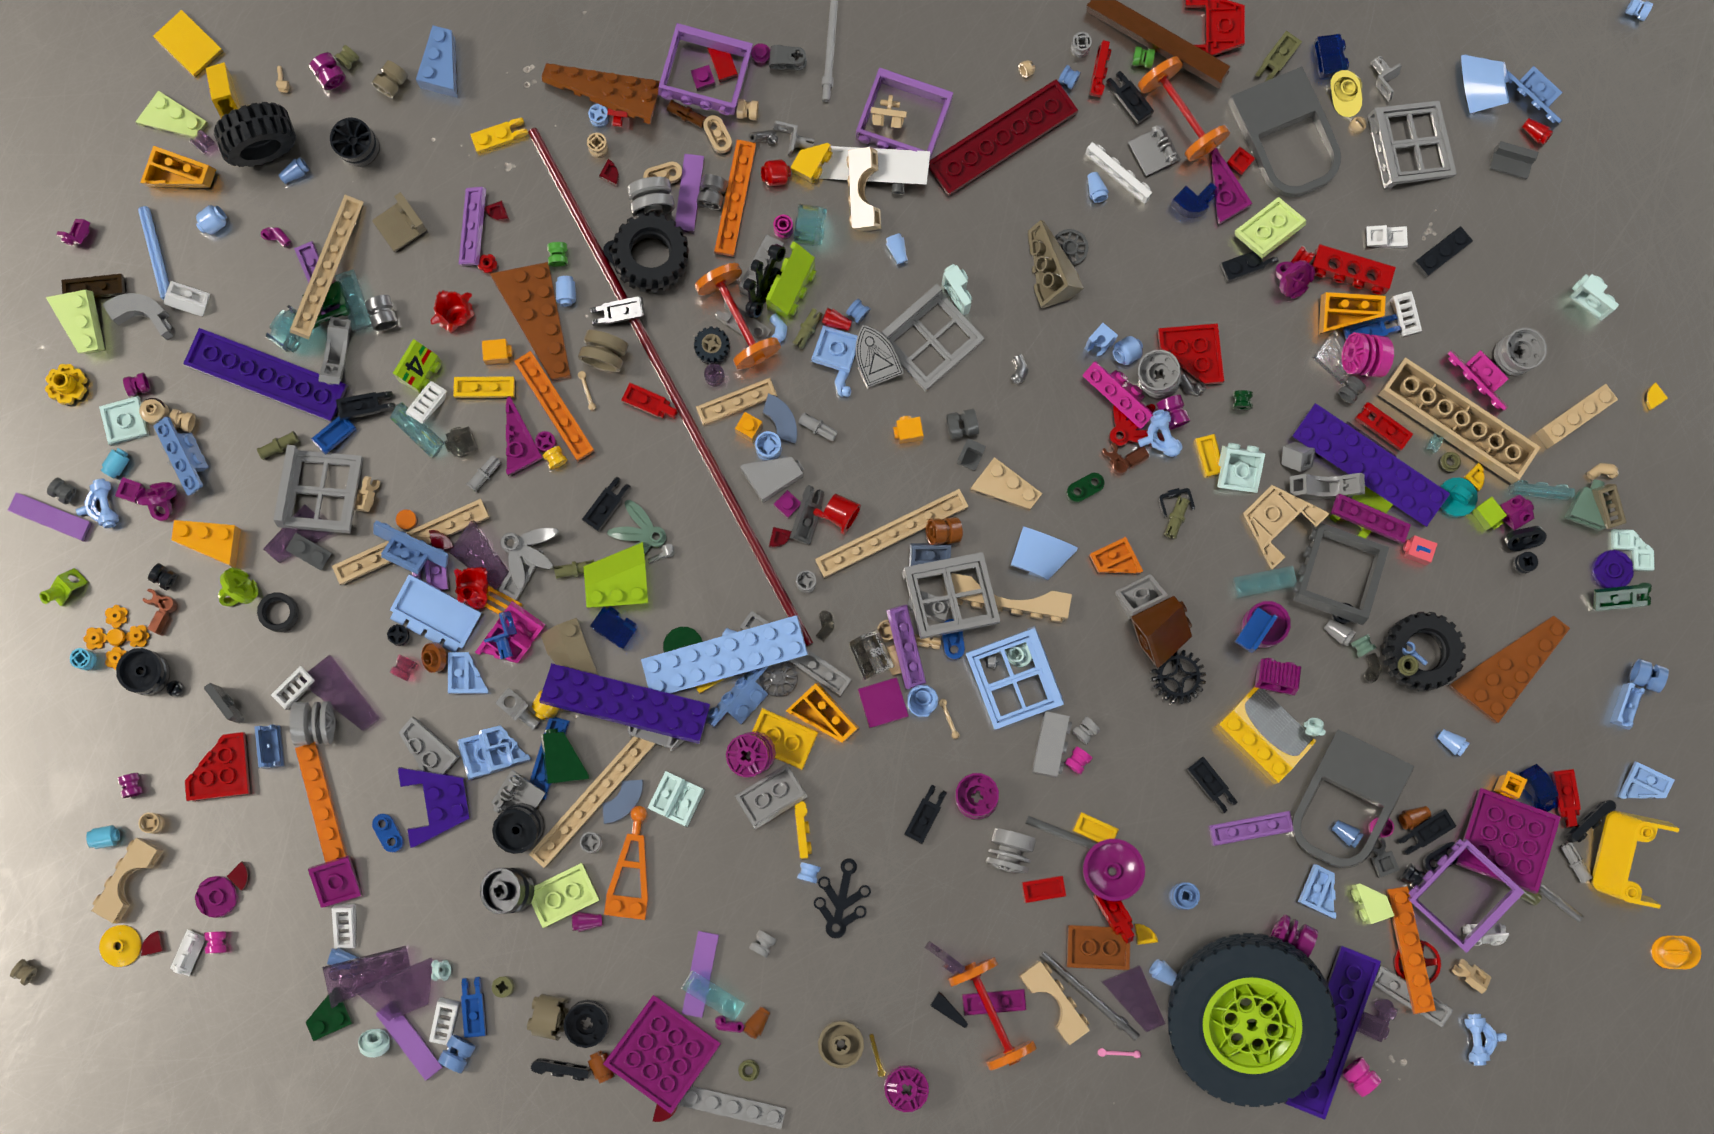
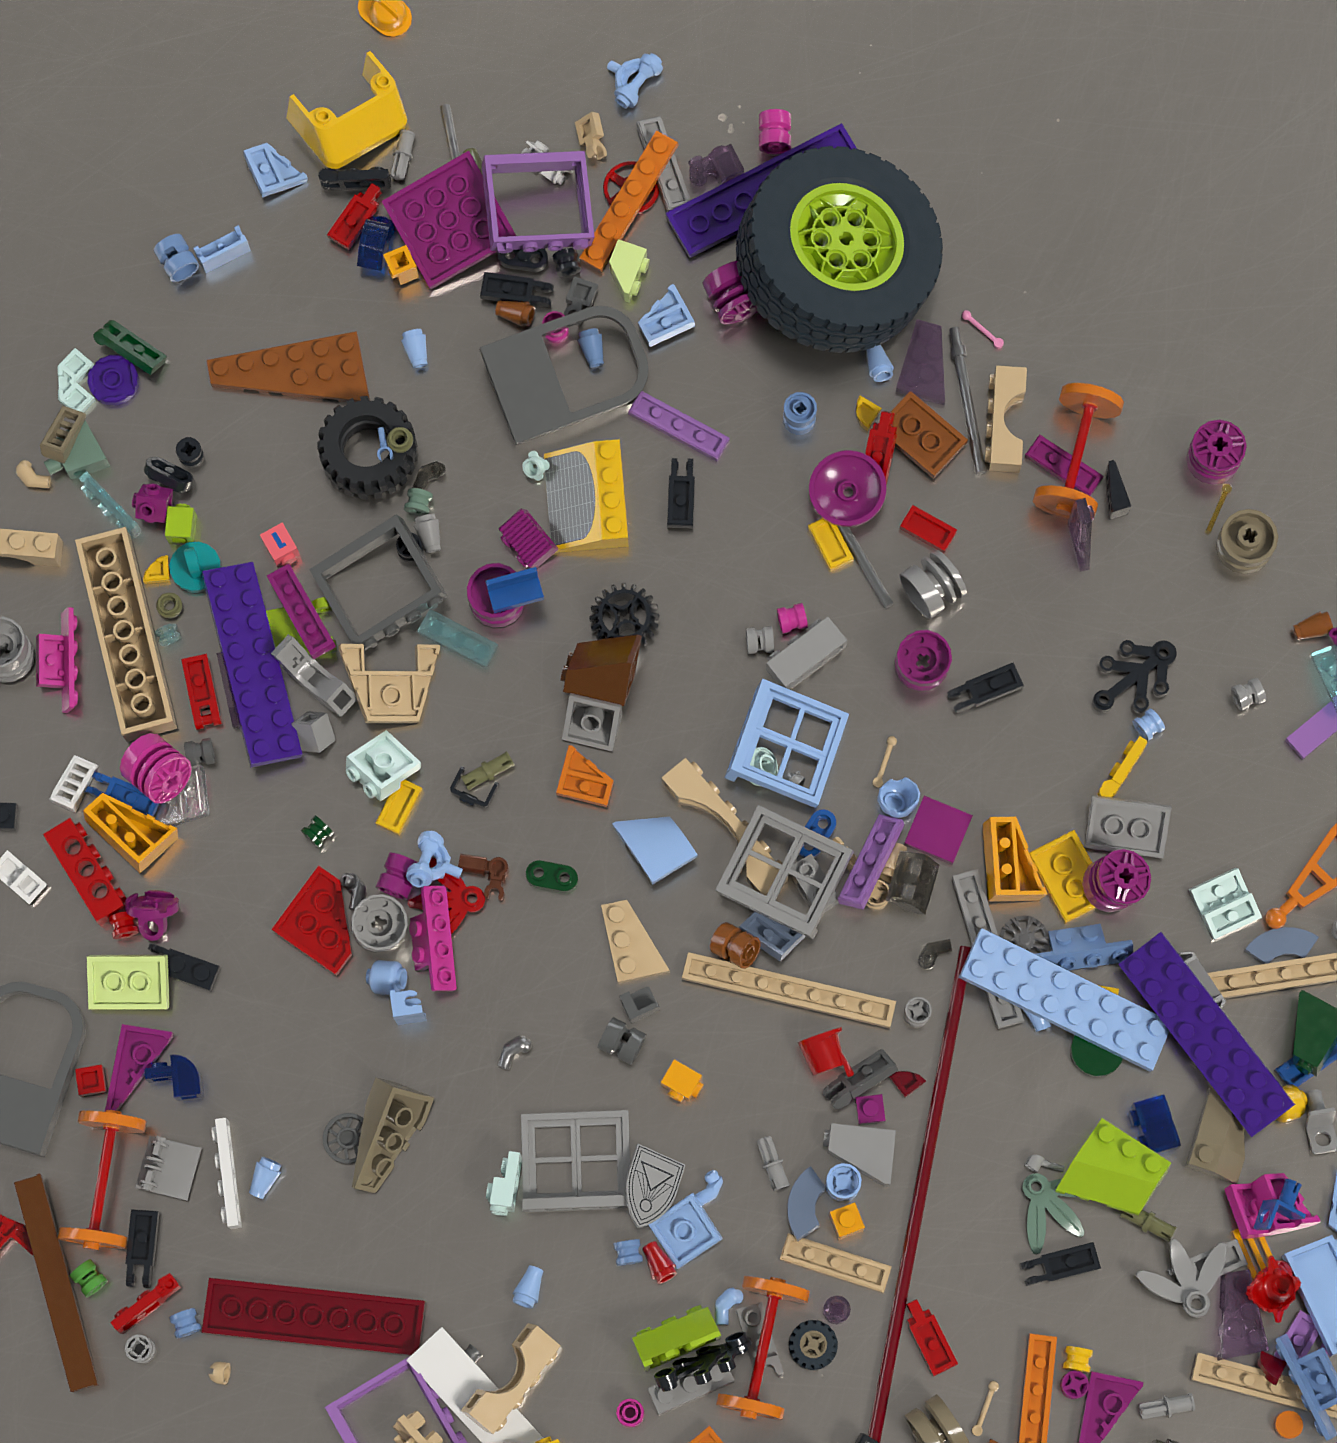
camera: 135 degrees left, 5 degrees down
(807, 328) = (696, 1279): olive pin -> none
(808, 225) = (602, 1387): clear light blue brick -> none

